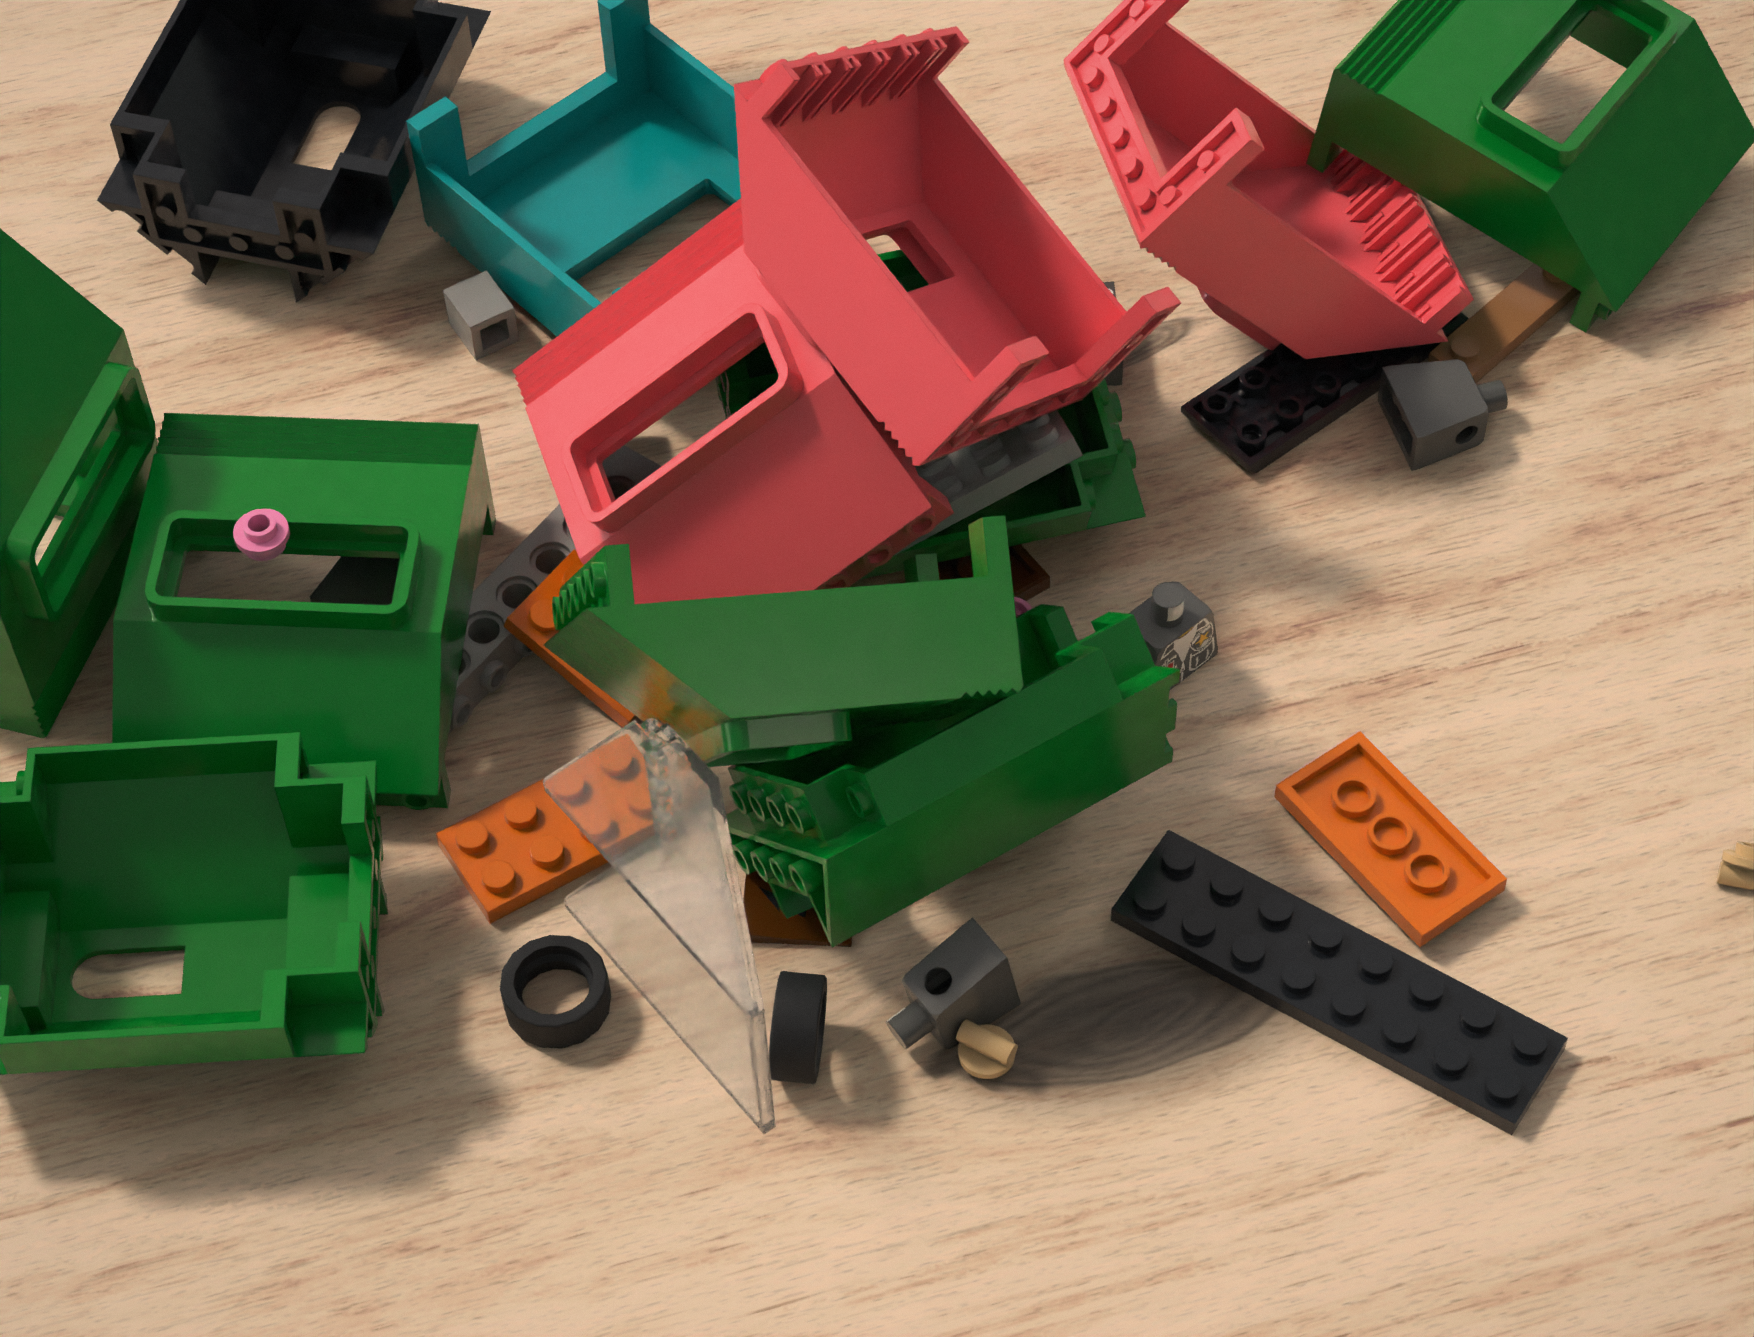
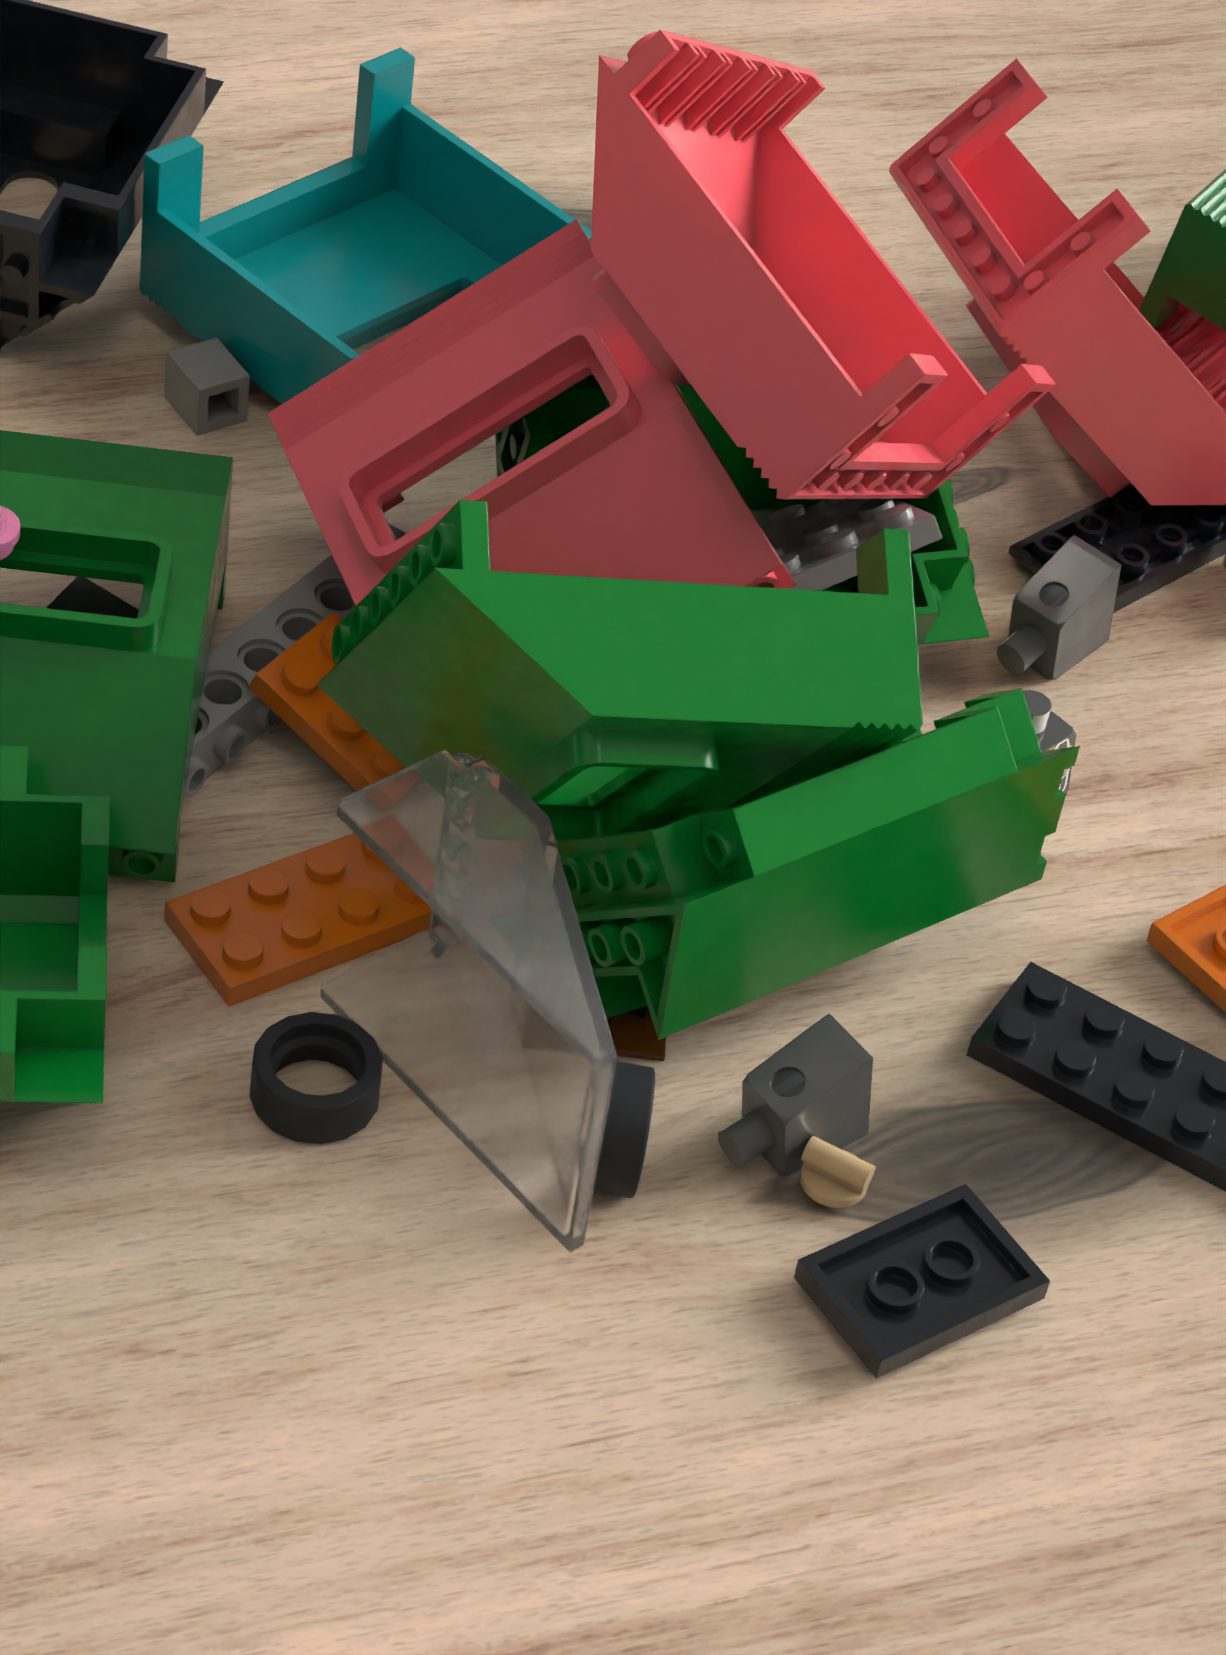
camera: 10 degrees left, 10 degrees down
(1053, 1144) = (921, 1280): none -> black plate
(1216, 479) = (1062, 612): none -> dark grey torso

